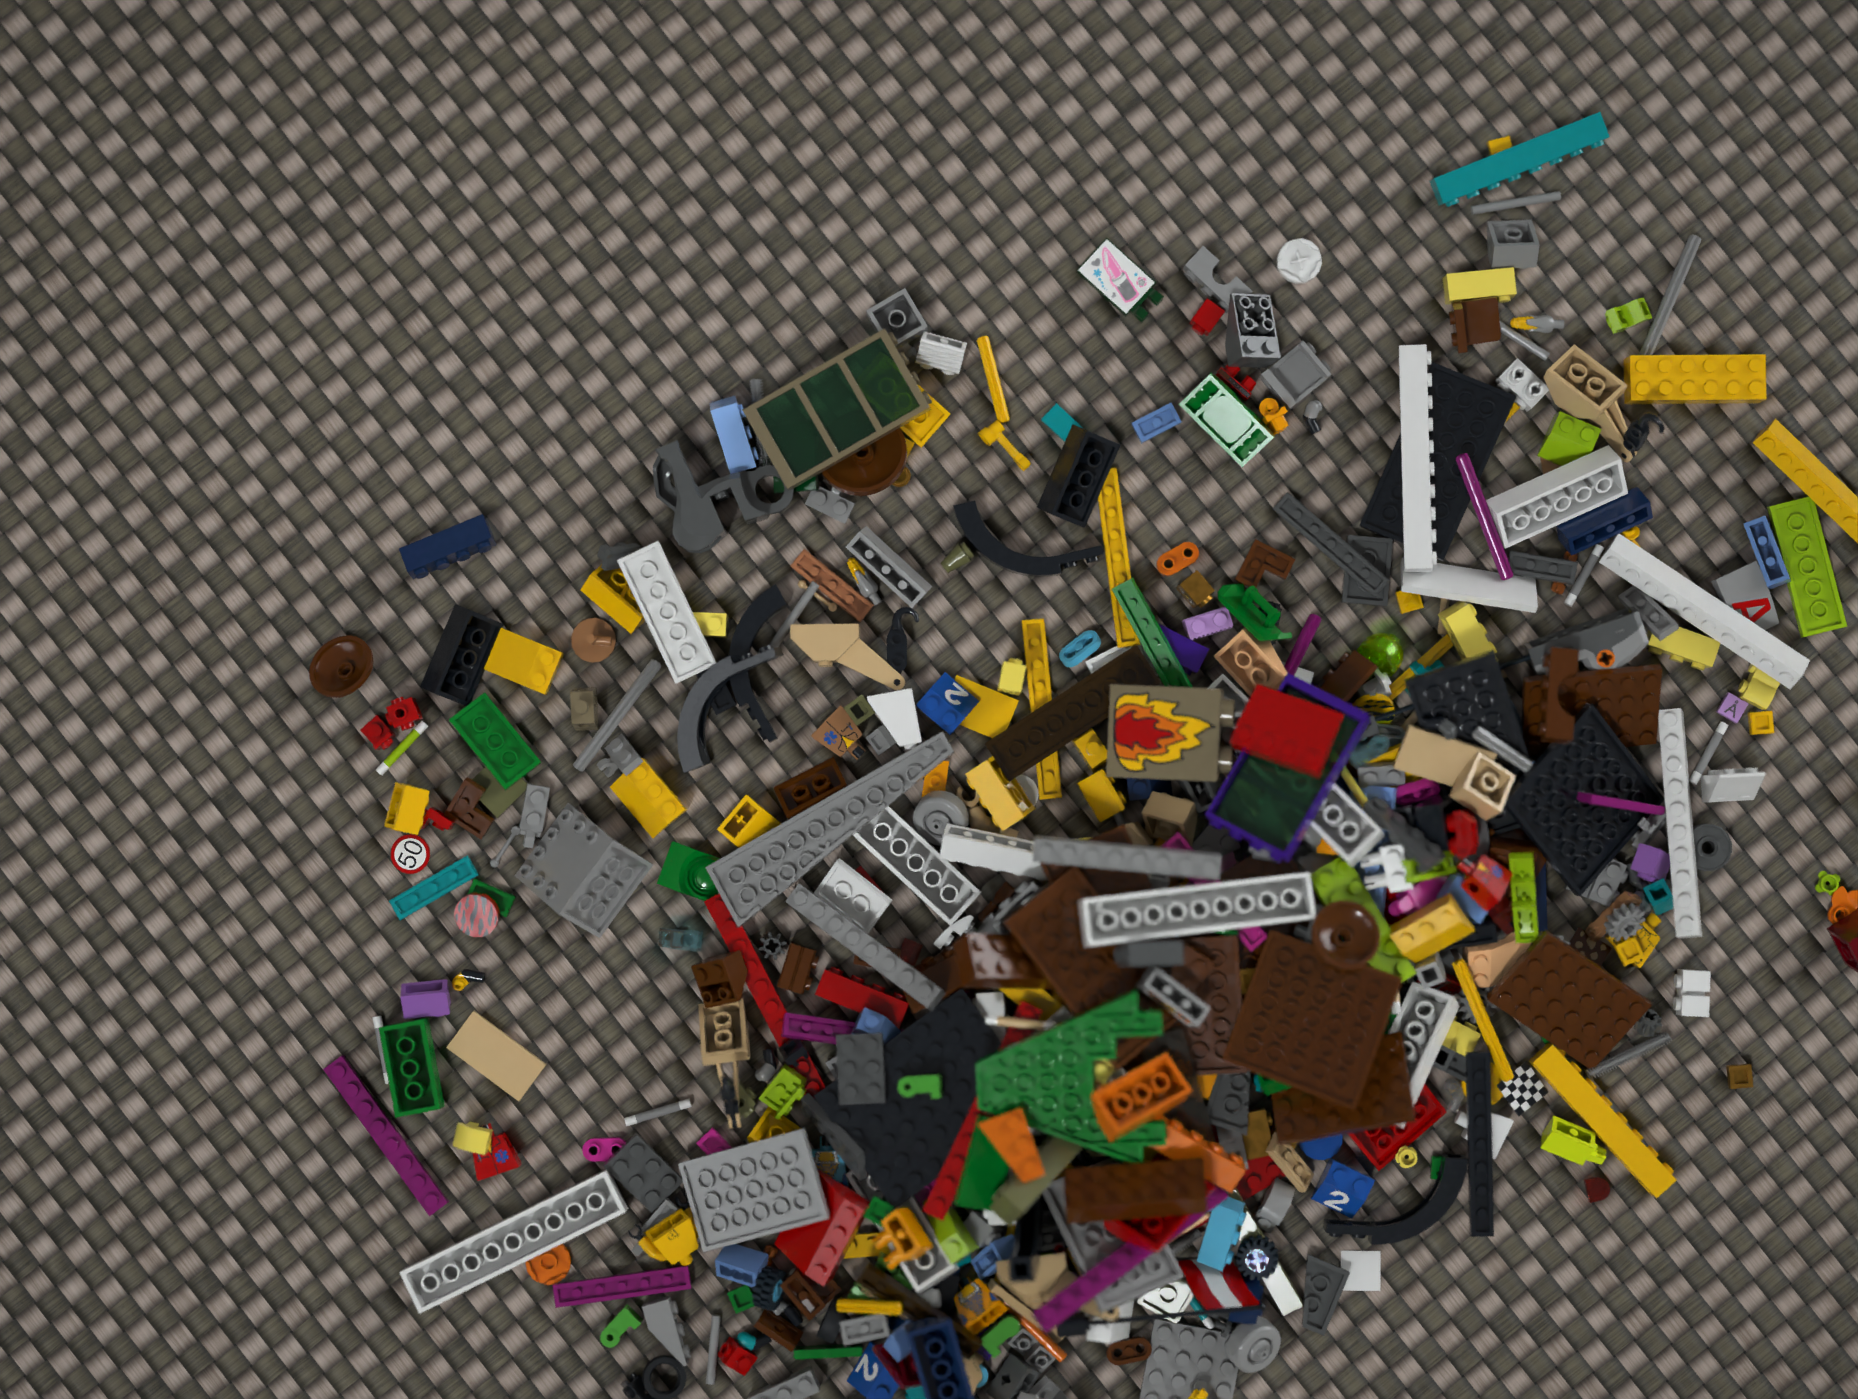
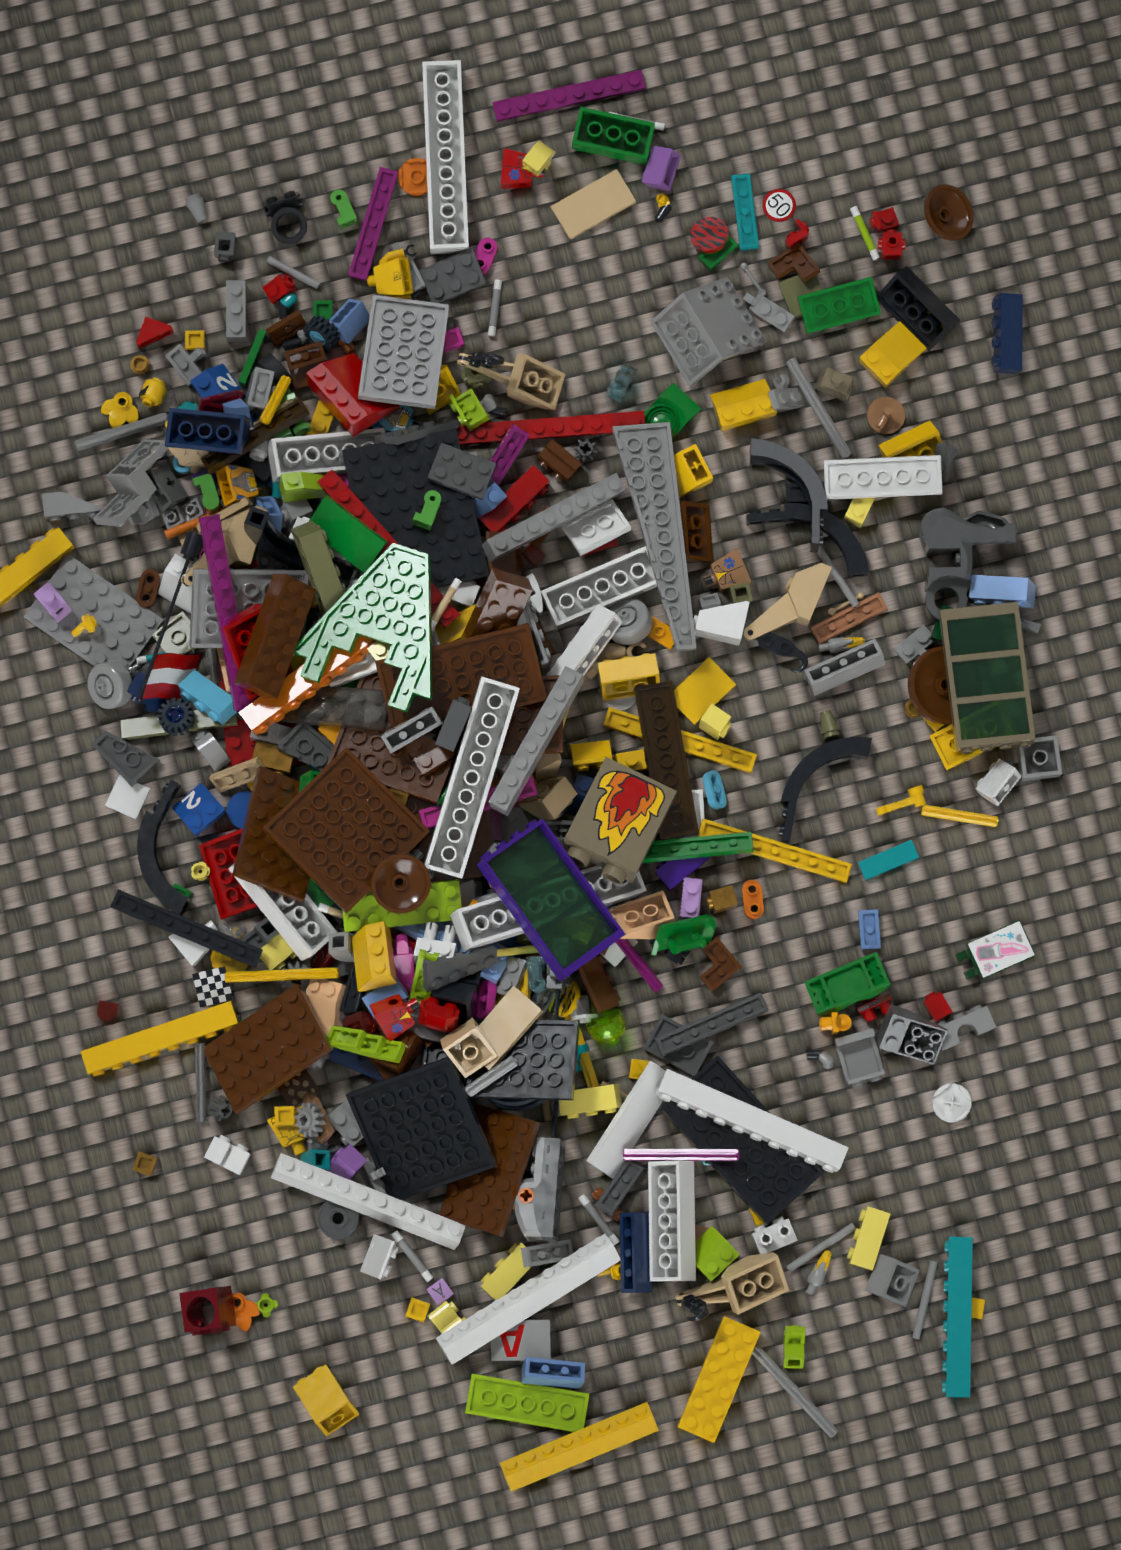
camera: 110 degrees right, 5 degrees down
(407, 808) = (815, 215): yellow slope -> none
(663, 1324) = (330, 243): light grey slope -> none
(721, 978) = (578, 397): reddish brown slope -> none
(792, 1051) = (497, 428): black tile -> none
(878, 1210) = (344, 438): green plate -> none
(906, 1234) = (319, 449): light orange brick -> none
(947, 703) = (716, 665): blue slope -> none
(1014, 1142) = (354, 557): orange wing -> none
(1078, 476) = (852, 847): black slope -> none
(1139, 1097) = (346, 669): orange slope -> none
(1287, 731) = (580, 909): red slope -> none
(1443, 725) = (530, 1036): arm -> none
(1474, 322) = (841, 1218): reddish brown bracket -> none
(1556, 723) = (536, 1152): reddish brown arch -> none
(1571, 1142) = (153, 1005): neon yellow hinge -> none
(1620, 803) = (405, 1158): magenta tile -> none

